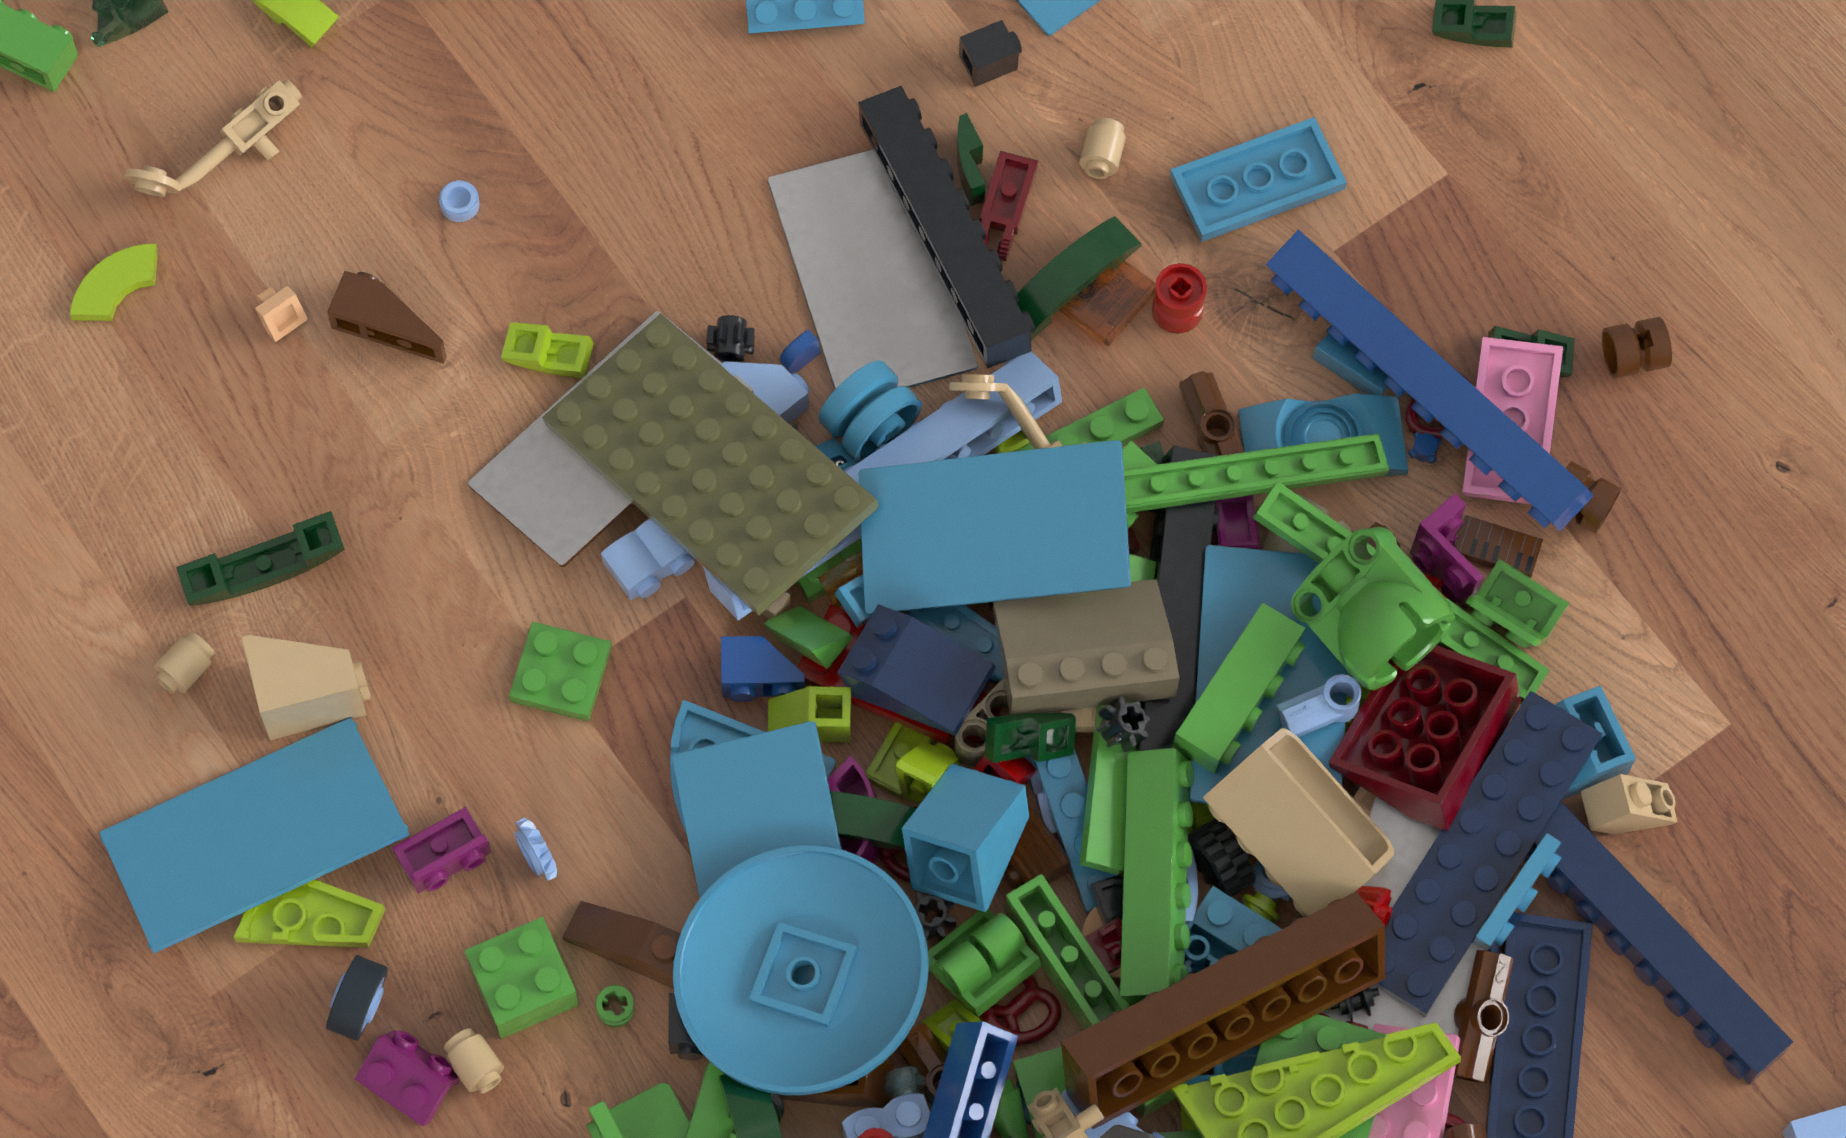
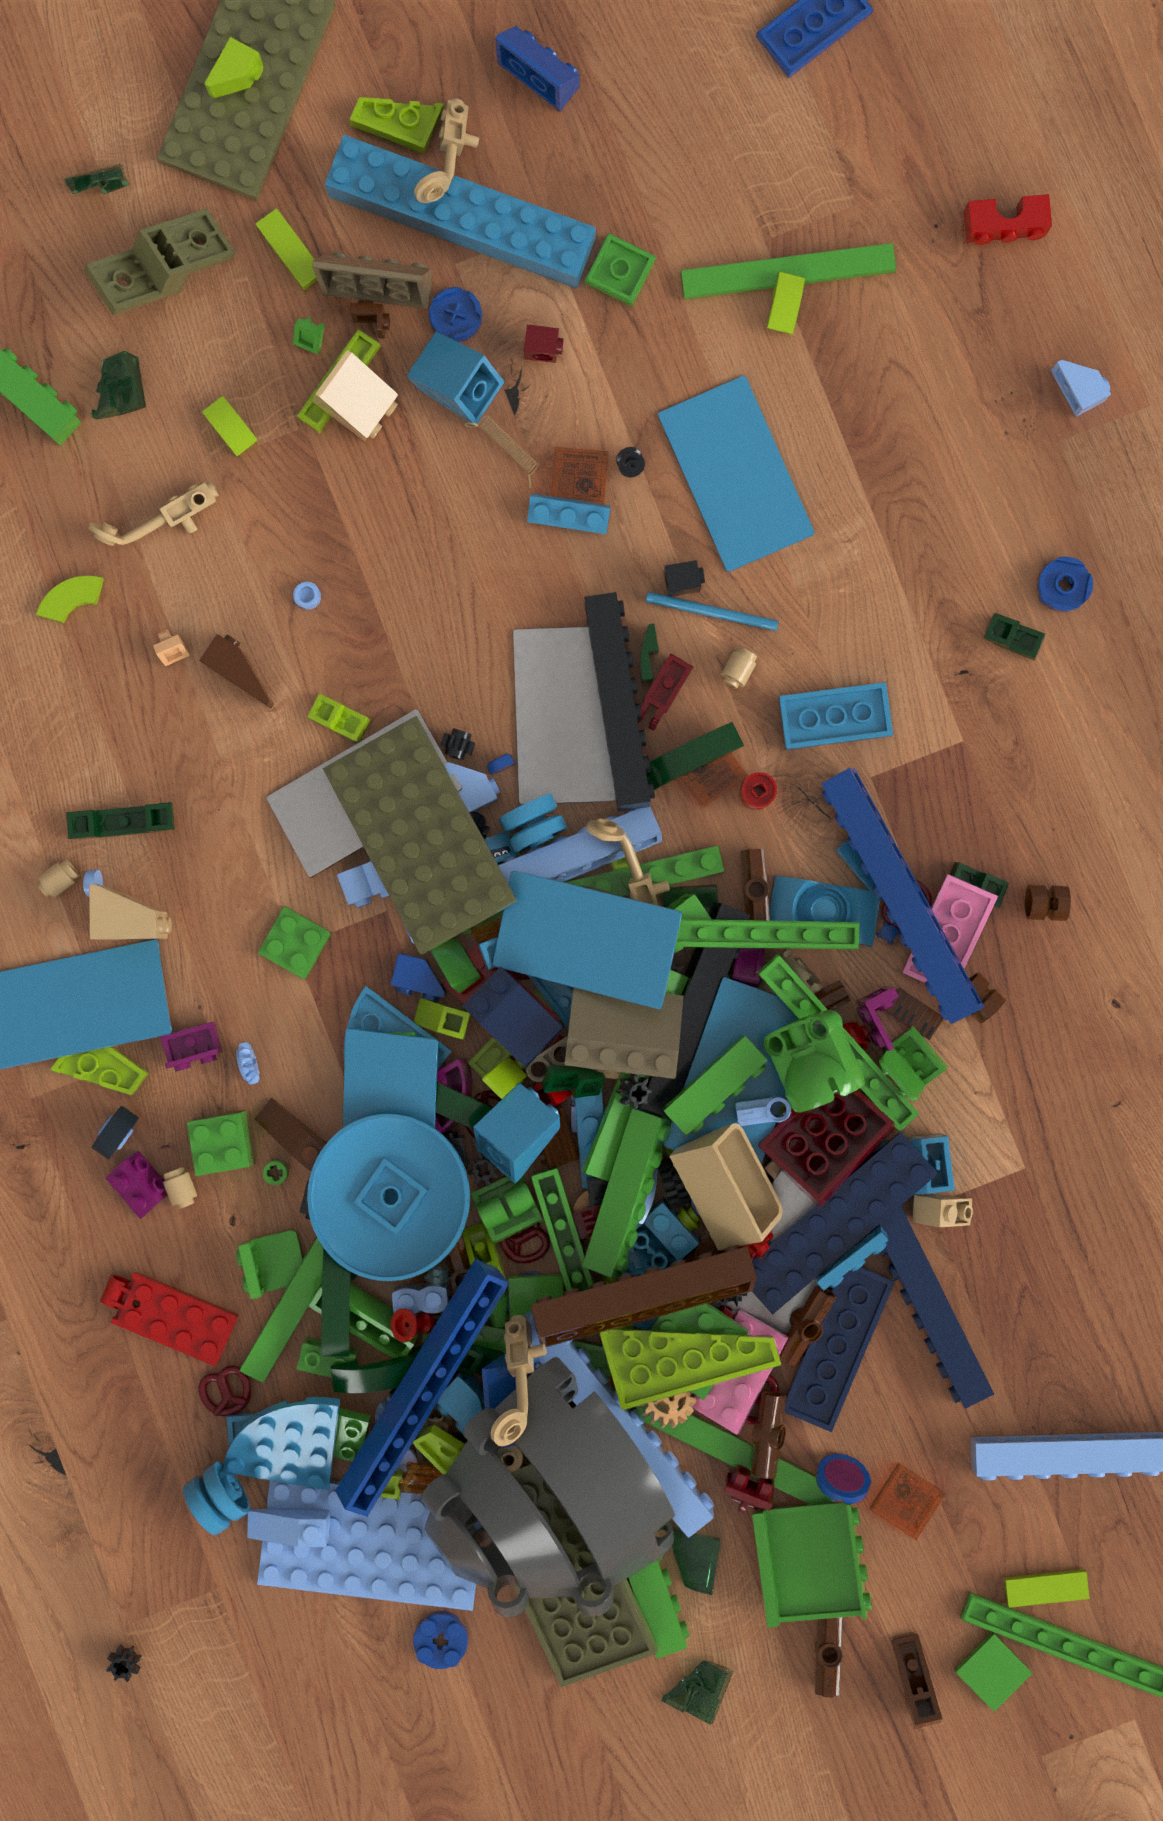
camera: 20 degrees right, 20 degrees up
(236, 657) = (92, 877): none -> light blue tile
(1042, 88) = (711, 611): none -> dark azure piece

